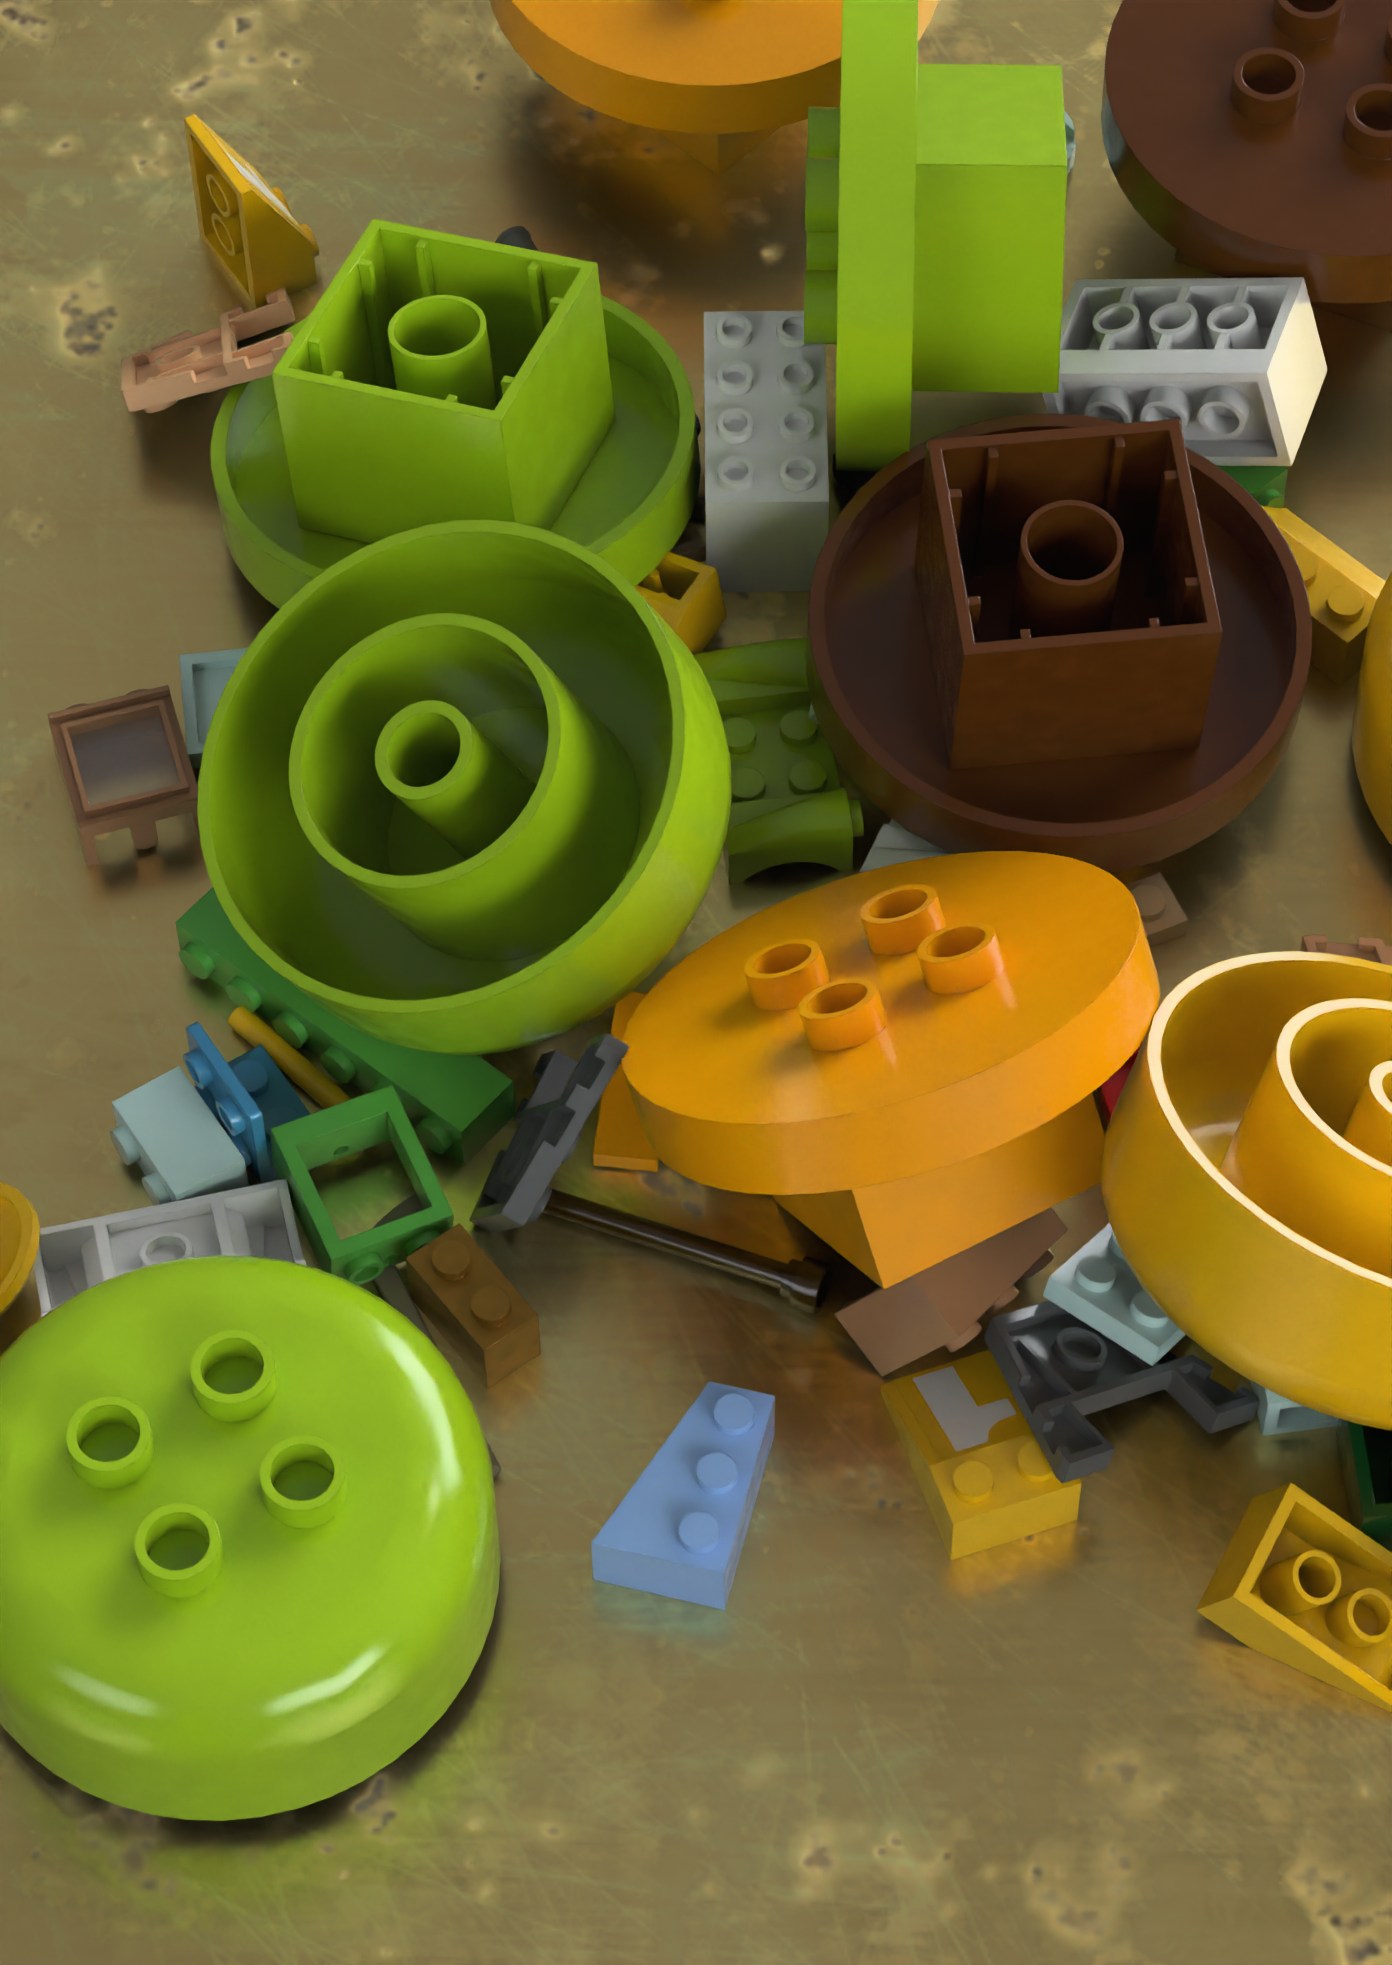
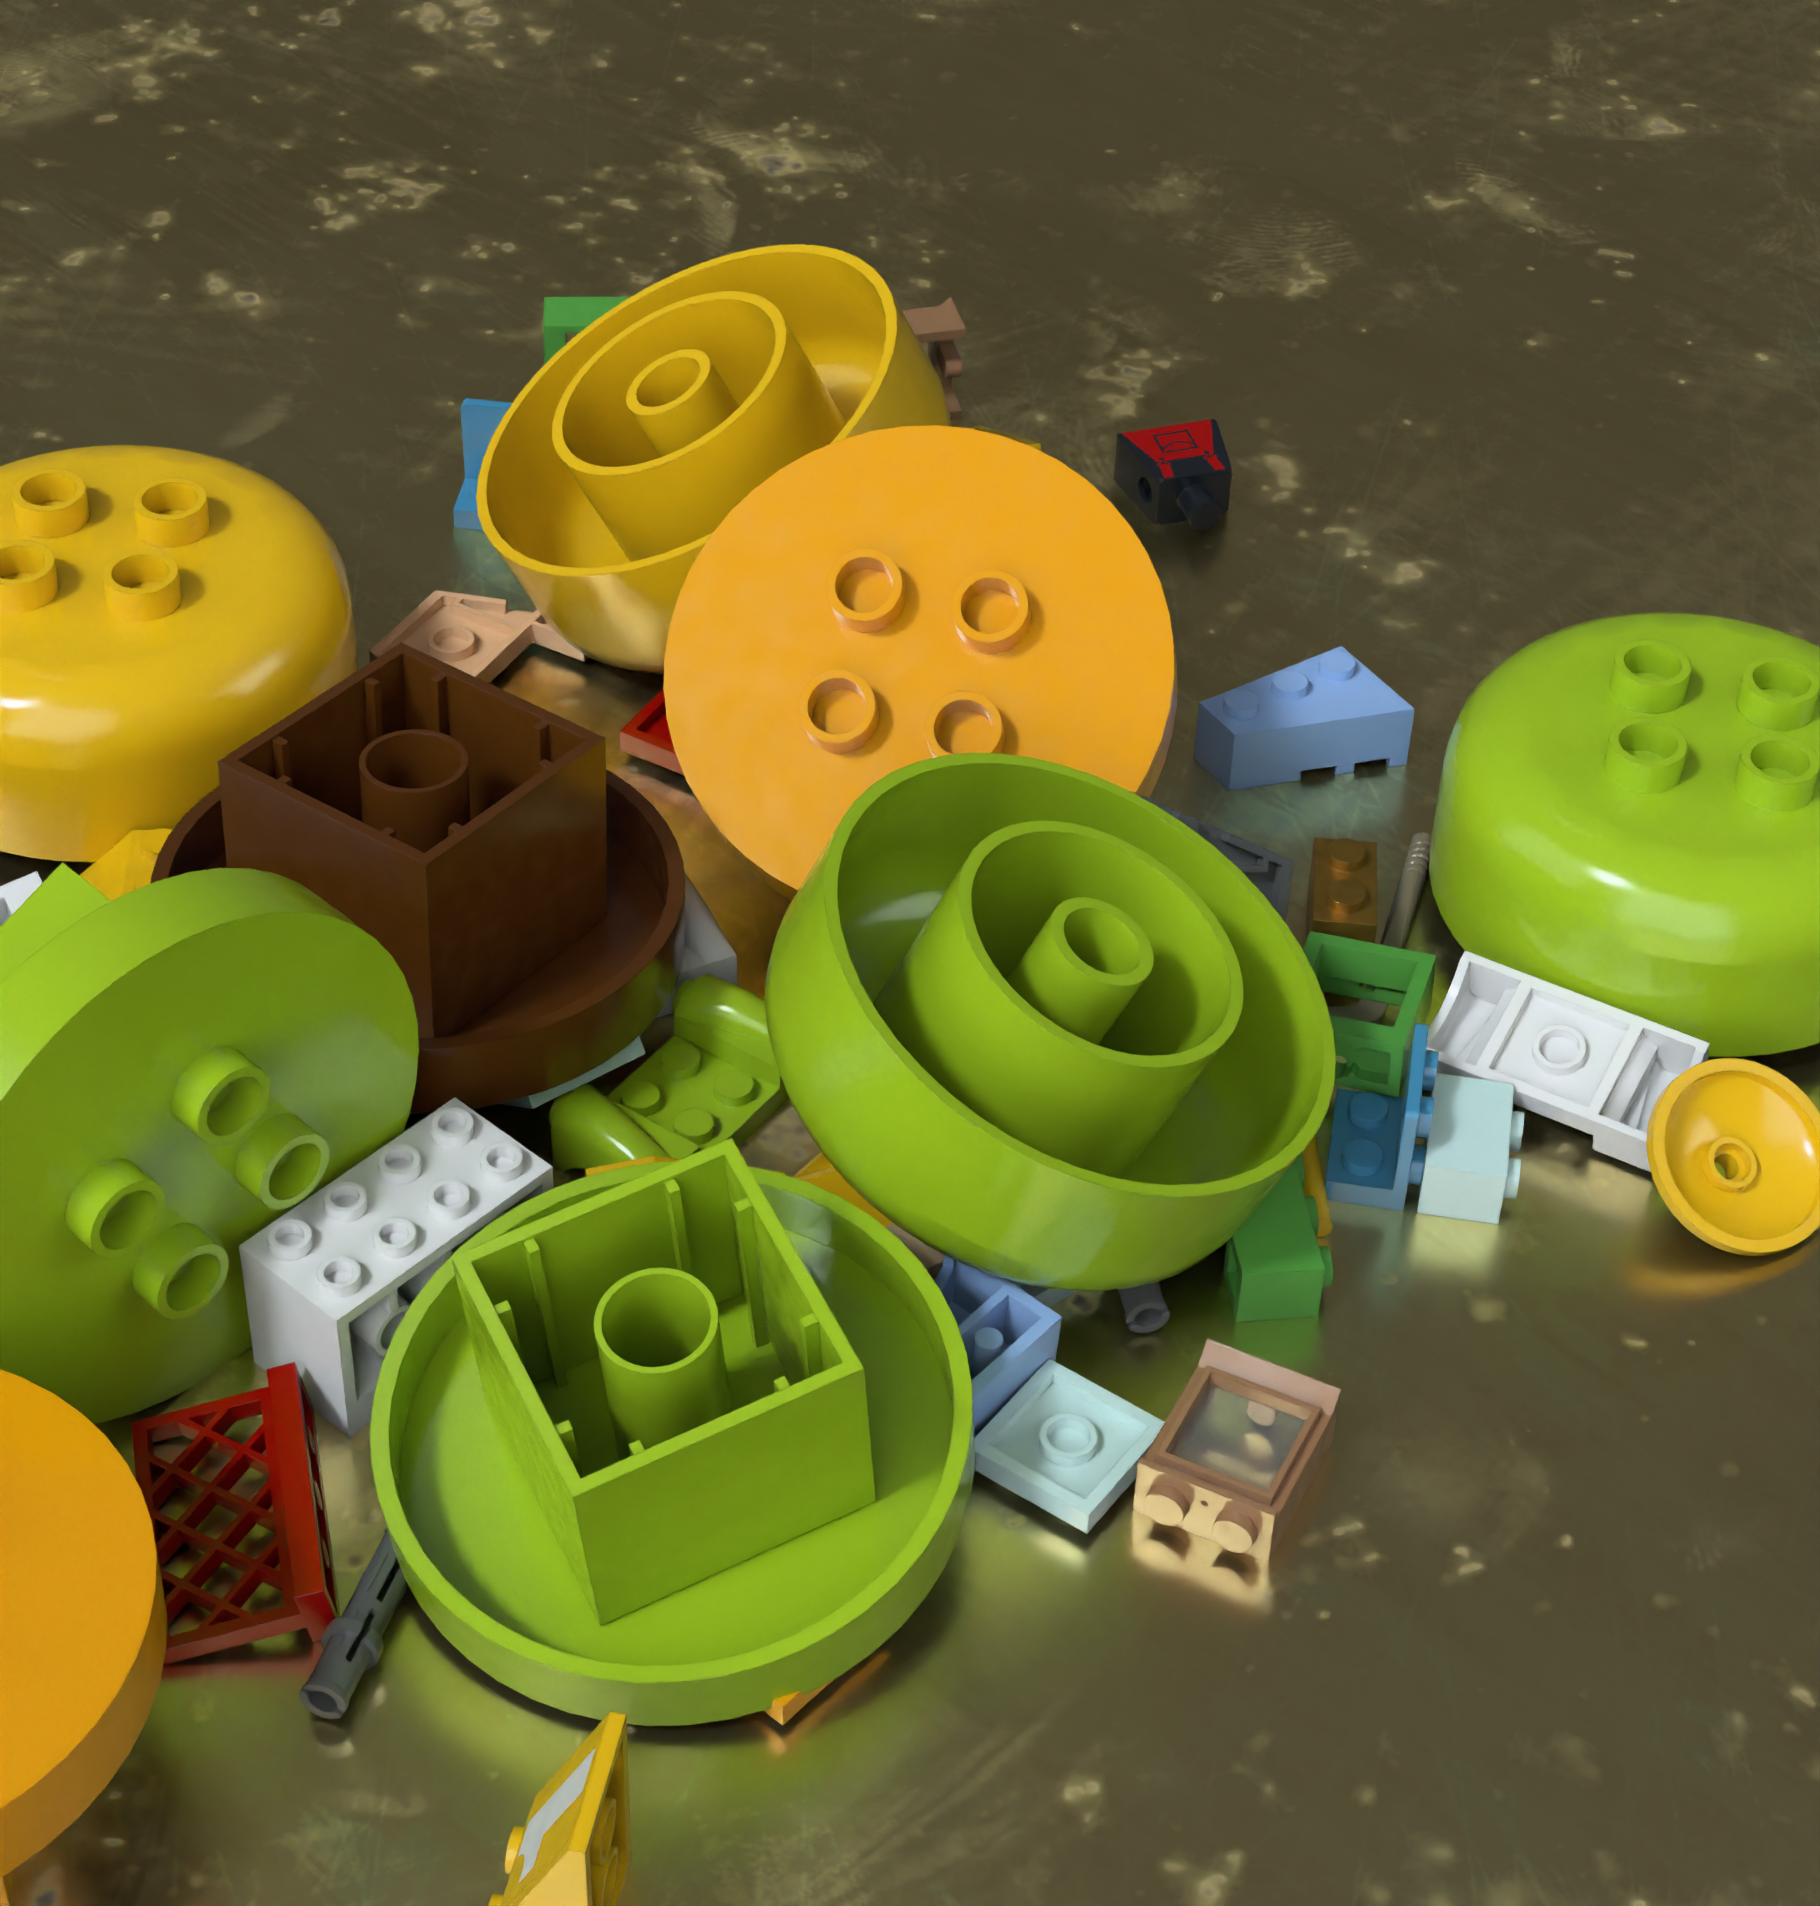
camera: 140 degrees left, 15 degrees down
(209, 359) = (802, 1762): light nougat wing -> none
(678, 312) = (297, 1518): none -> red fence
(1128, 1767) = (1176, 472): none -> black torso

